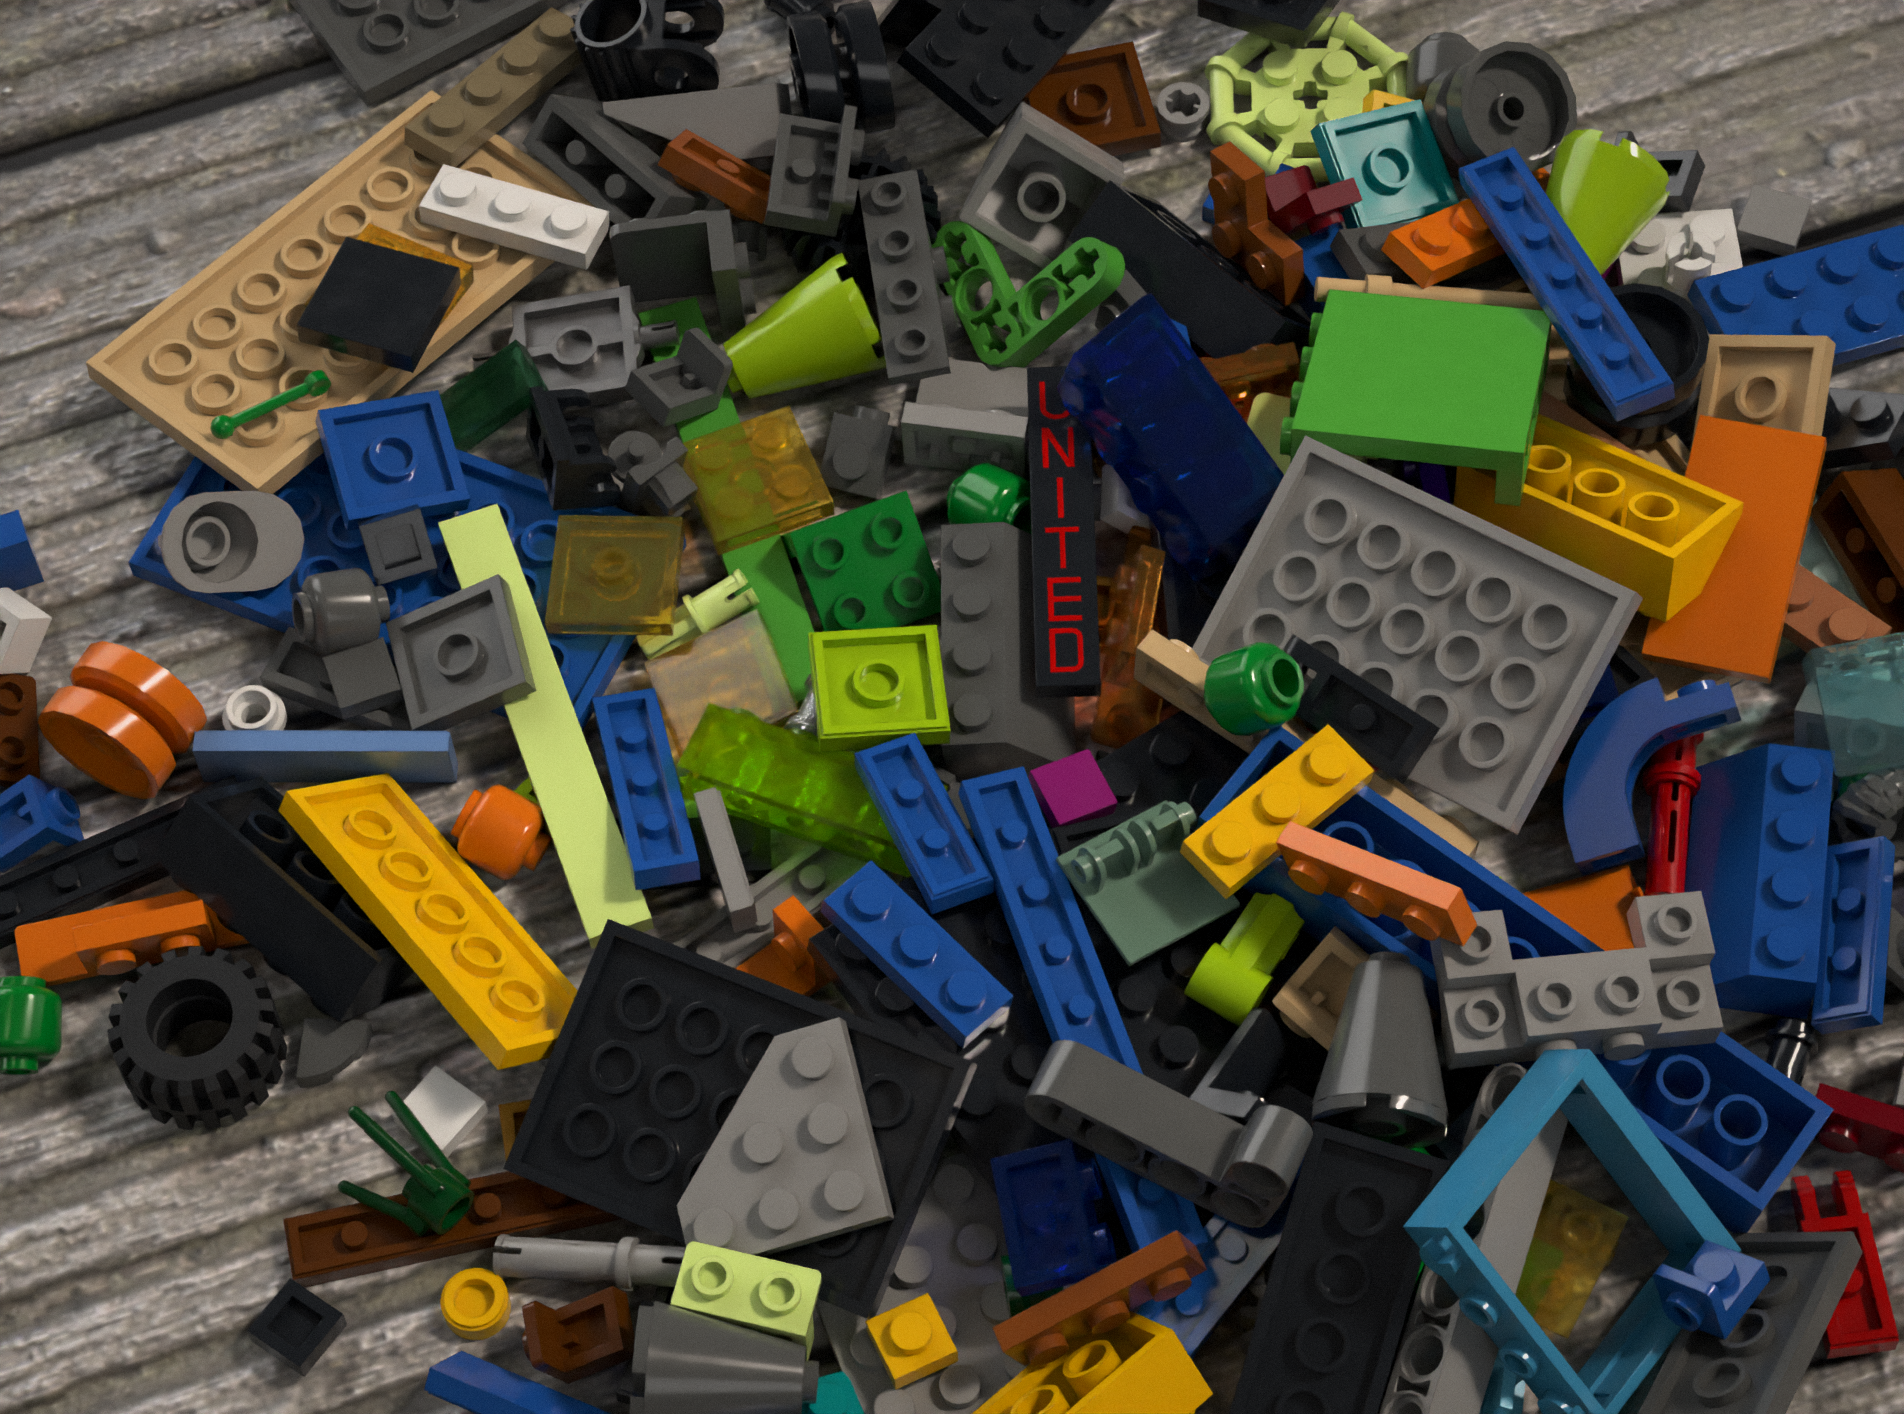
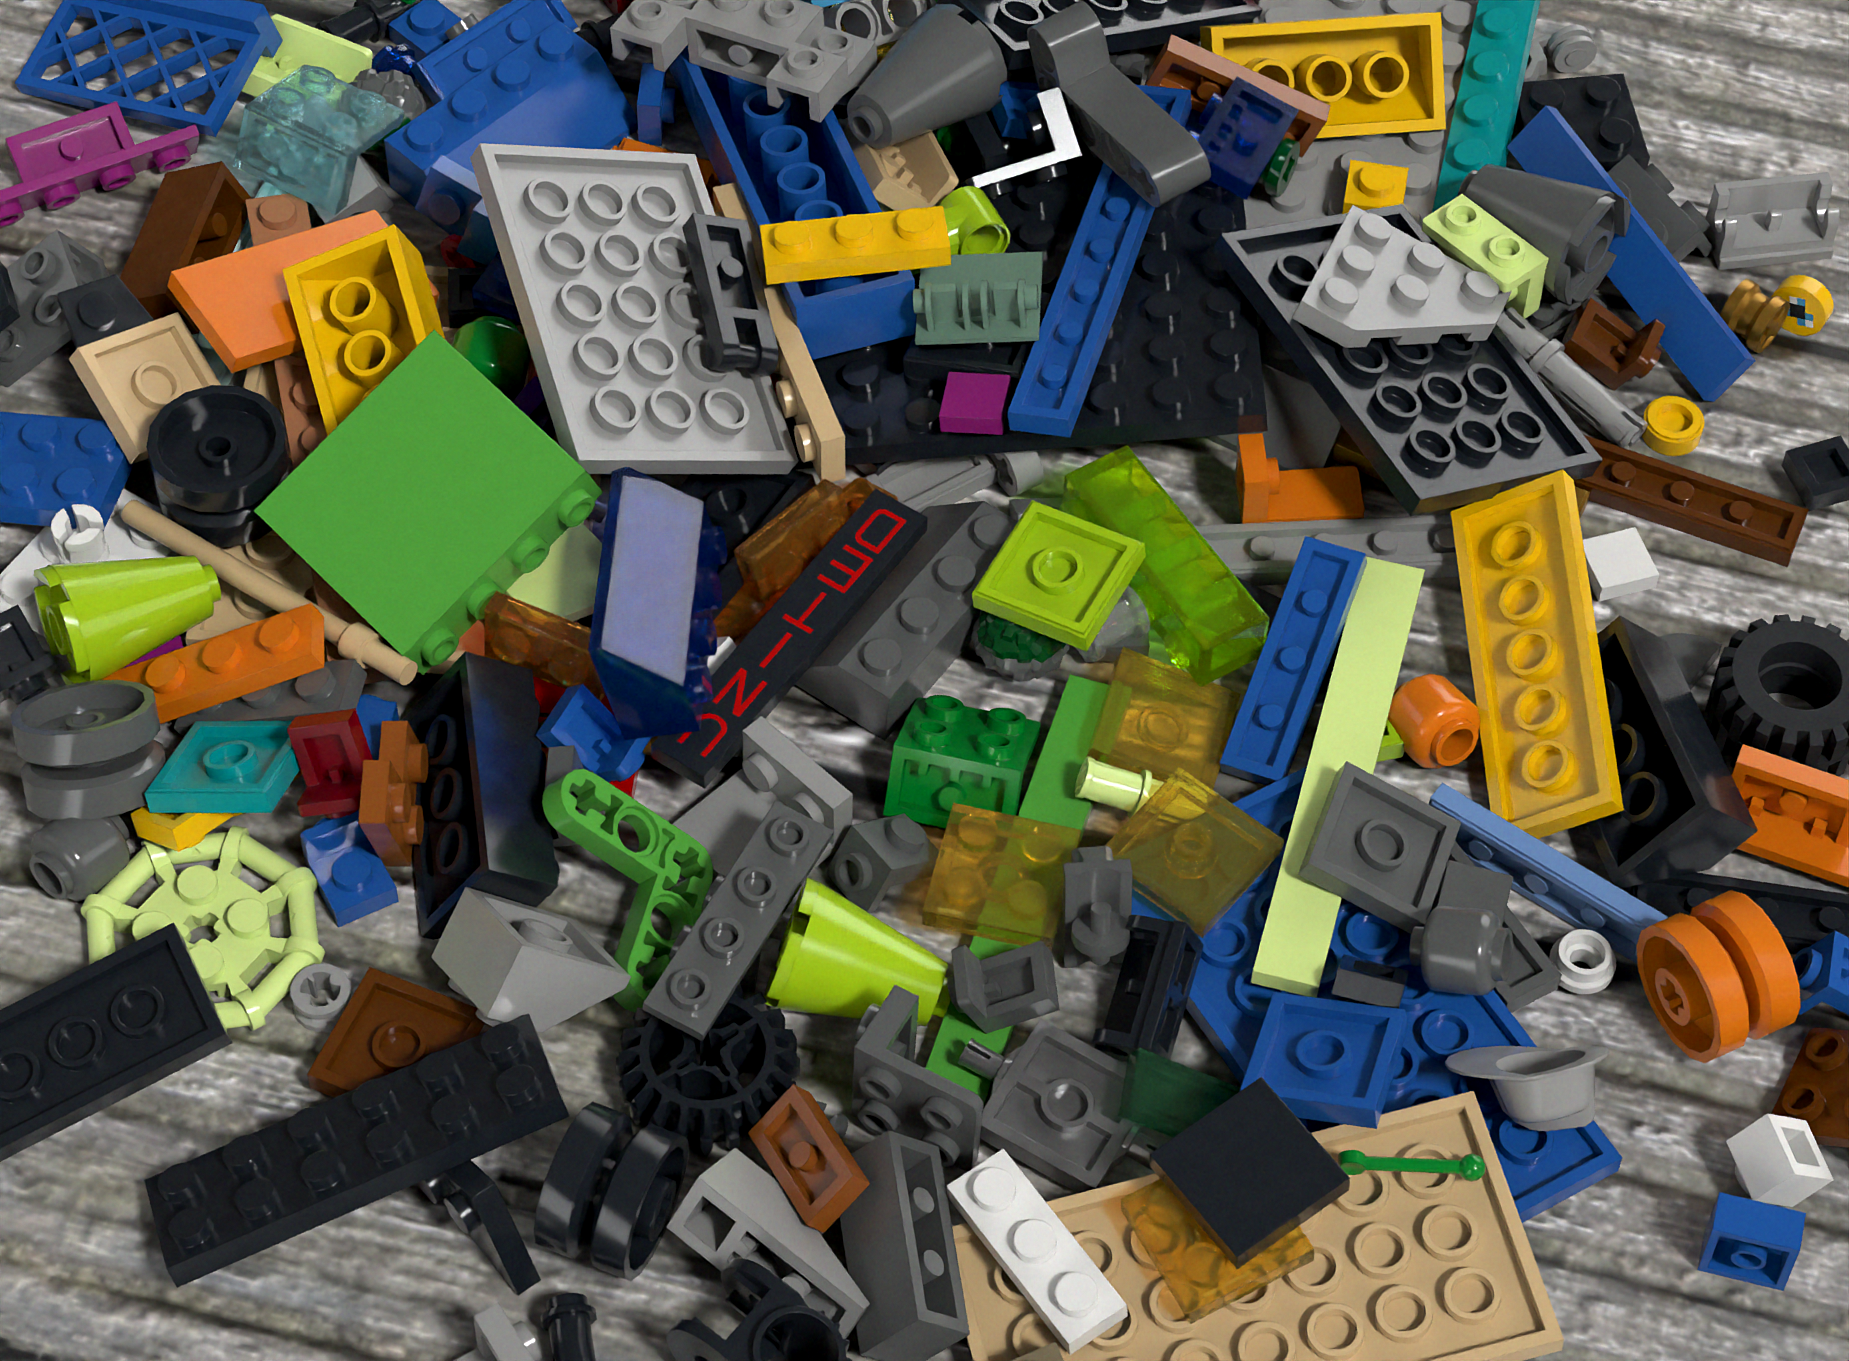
camera: 150 degrees left, 5 degrees down
(434, 1196) = (1670, 478): dark green plant -> none
(726, 859) = (1275, 551): light grey tile -> none
(811, 173) = (732, 1067): dark grey bracket -> none
(917, 954) = (1196, 348): blue plate -> none
(924, 823) = (1112, 440): blue tile -> none
(989, 496) = (822, 725): green head -> none
(1253, 688) = (798, 318): green head -> none
(1376, 885) = (846, 121): orange plate -> none
(1566, 284) = (222, 518): blue tile -> none

